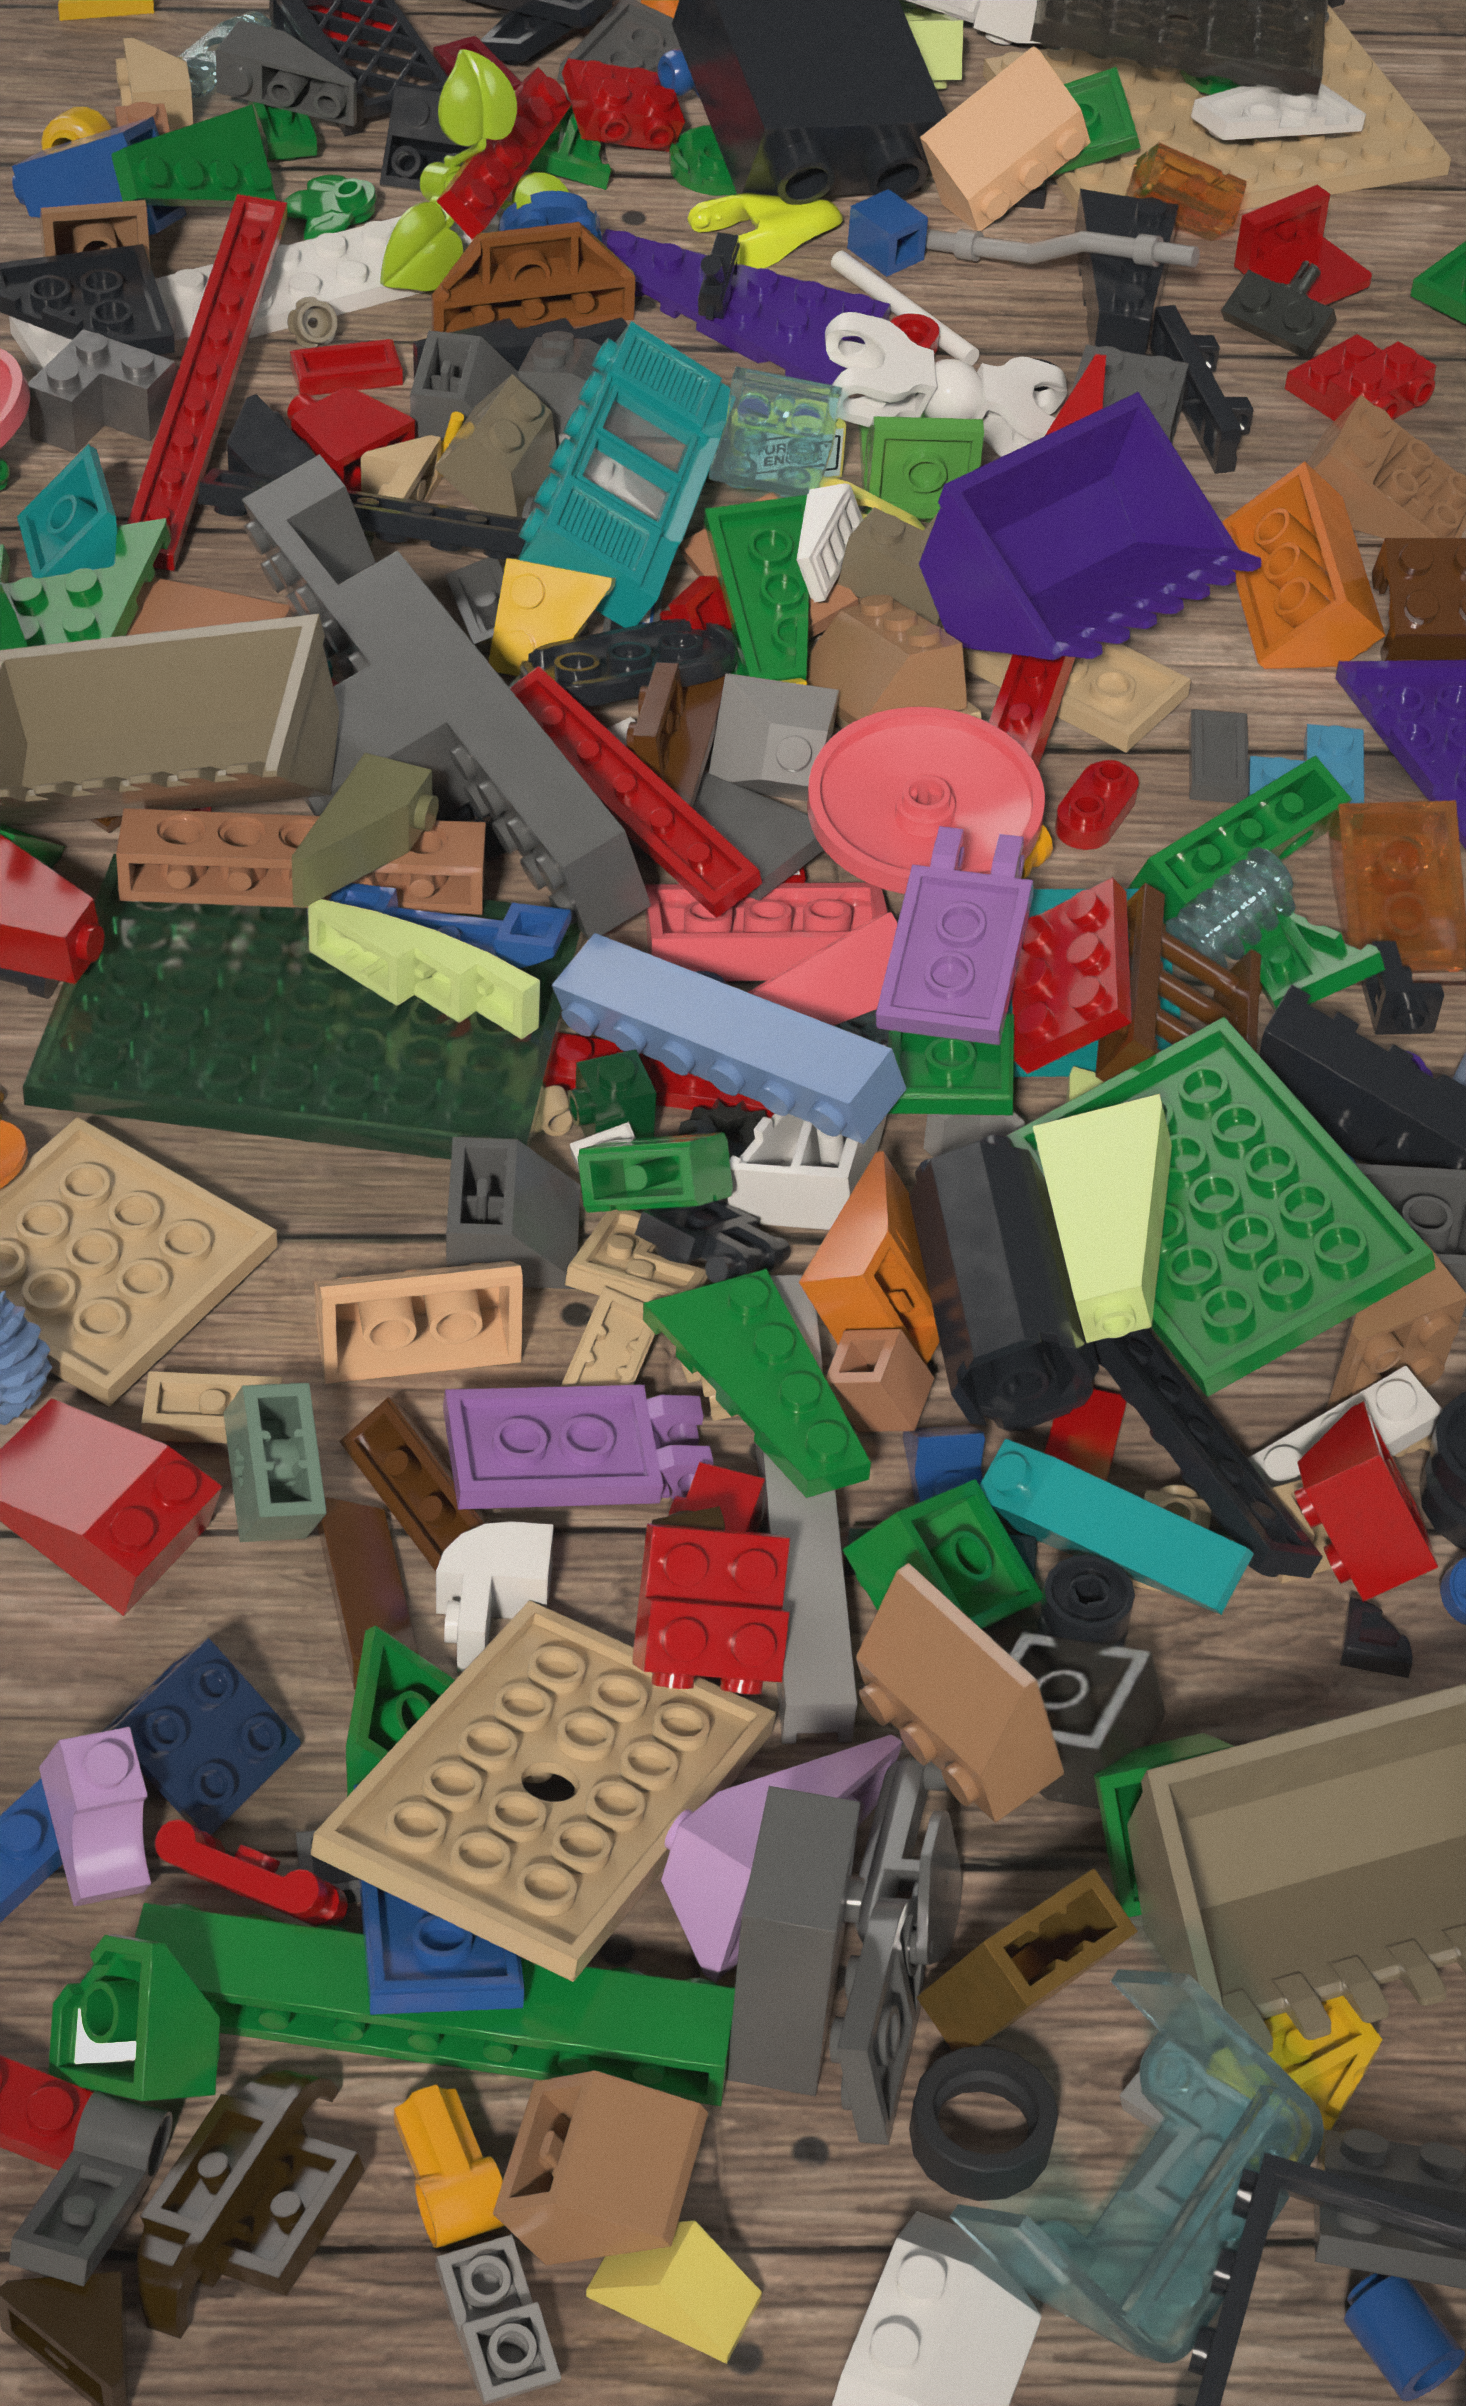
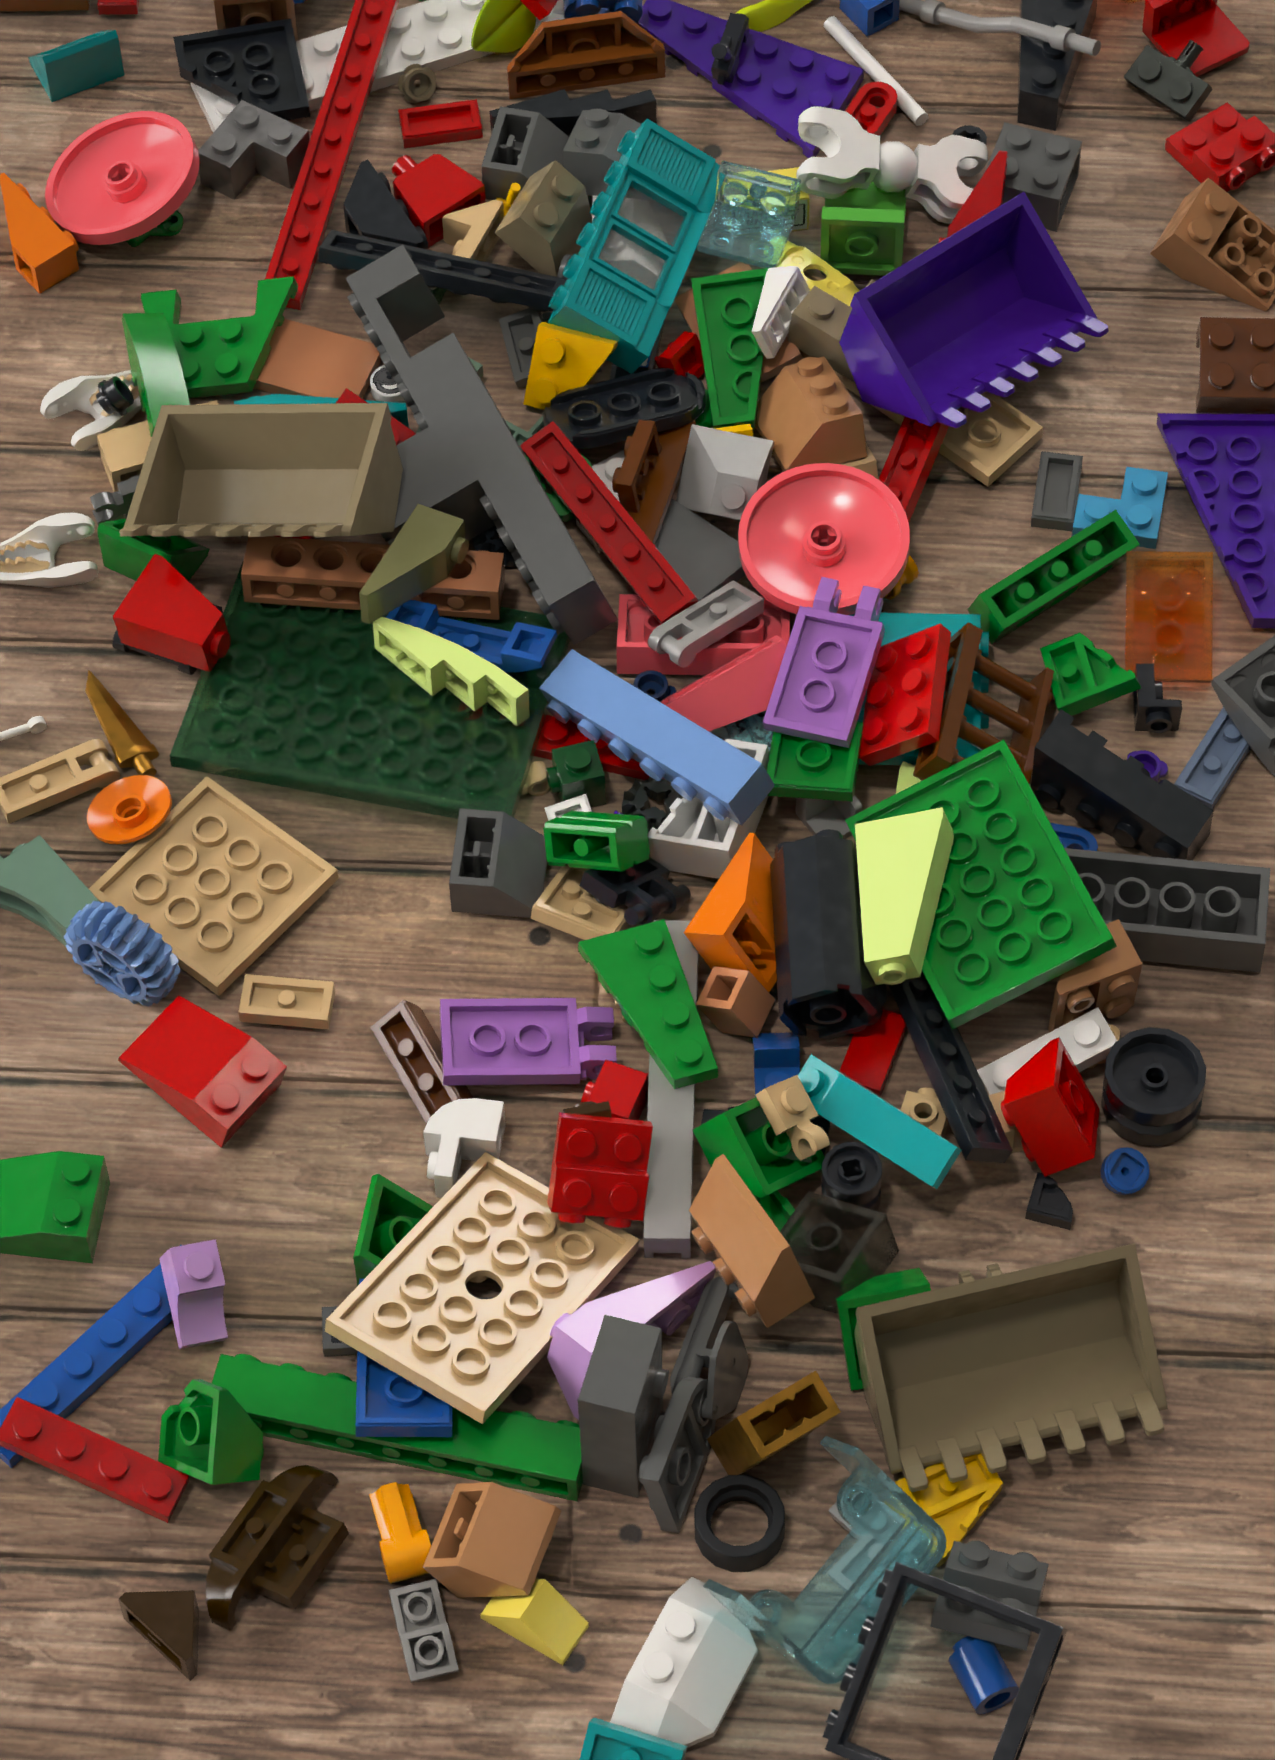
camera: 10 degrees right, 10 degrees up
(71, 520) = (225, 274): teal slope -> none
(95, 2190) = (182, 1536): dark grey plate -> none
(205, 1736) = (265, 1238): dark blue bracket -> none
(251, 1875) = (288, 1336): red plate -> none
(274, 1462) = (322, 1048): sand green brick -> none
(363, 1577) = (380, 1129): reddish brown slope -> none
(419, 1321) = (428, 942): light nougat slope -> none
(611, 1344) = (557, 966): tan plate -> none
(773, 905) = (705, 623): none -> light grey plate
(990, 1517) = (791, 1111): none -> tan plate
(1096, 805) = (961, 528): red plate -> none
(1213, 418) = (1100, 183): black hinge -> none
(1236, 908) = (1038, 636): clear light blue piece -> none
(1312, 589) = (1149, 344): orange slope -> none

